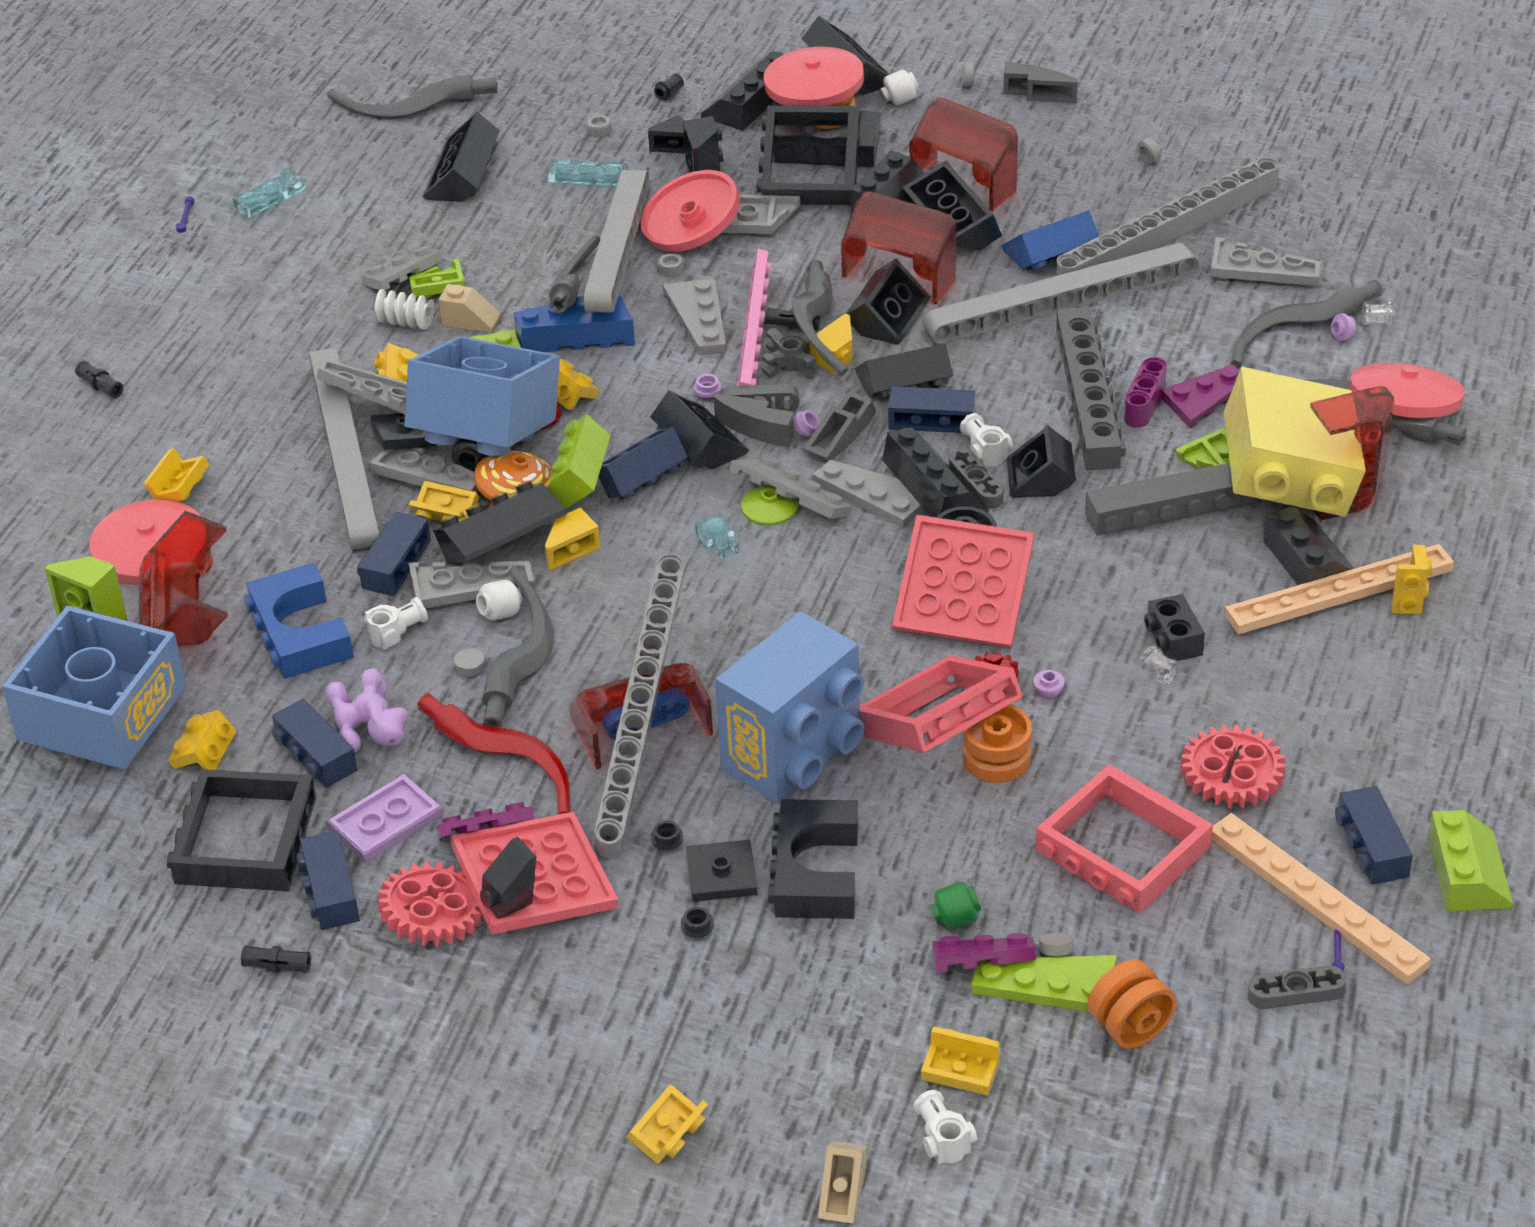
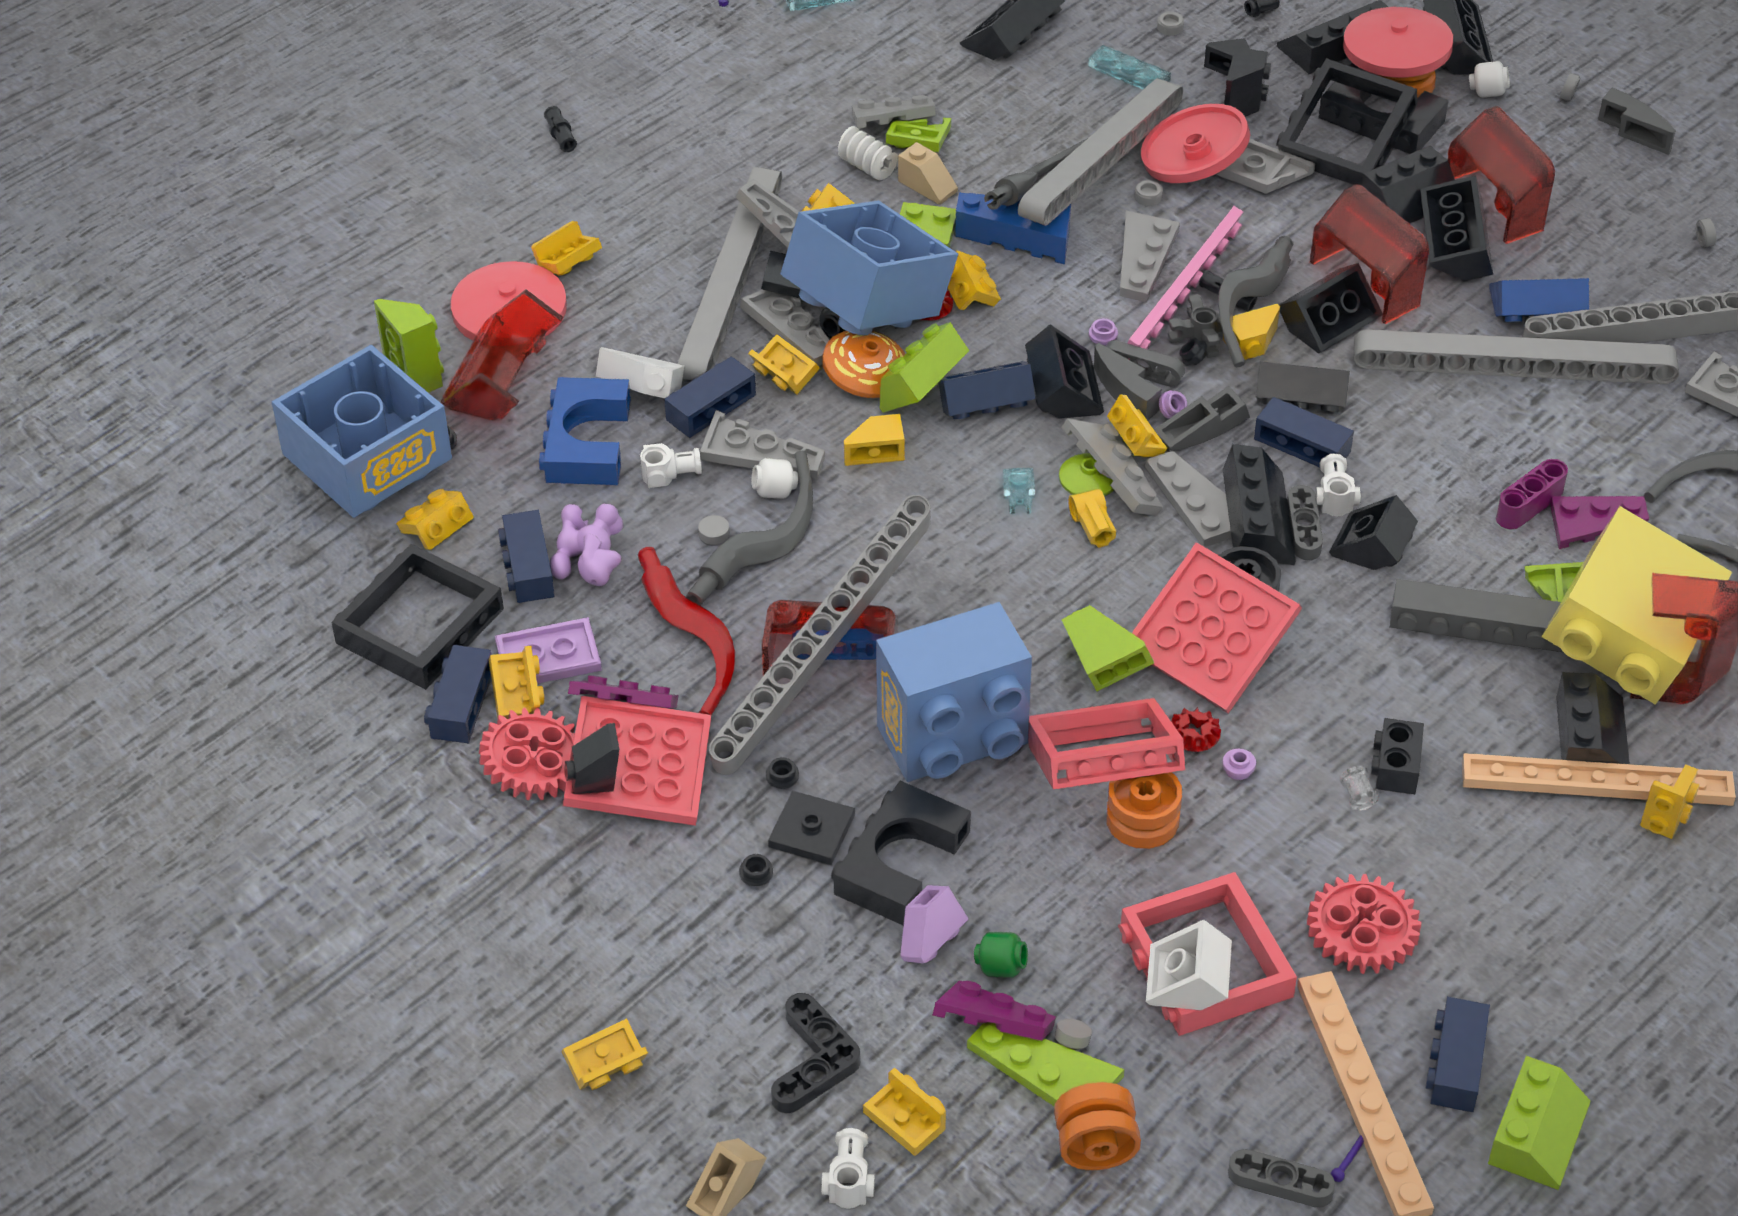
camera: 25 degrees right, 5 degrees up
(276, 959) = (372, 750): black pin -> none
(326, 553) = (644, 373): none -> white slope
(378, 849) = (516, 682): none -> yellow bracket
(497, 522) = (816, 400): black slope -> none
(790, 450) = (1135, 429): none -> yellow bracket
(794, 530) = (1091, 511): none -> yellow piece
(796, 375) = (1193, 352): none -> black plate
(856, 1043) = (825, 1057): none -> black beam
(881, 630) = (1105, 647): none -> lime slope
(881, 903) = (930, 922): none -> lavender slope
(1088, 389) = (1476, 469): dark grey brick -> none
(1127, 849) = (1189, 968): none -> white slope

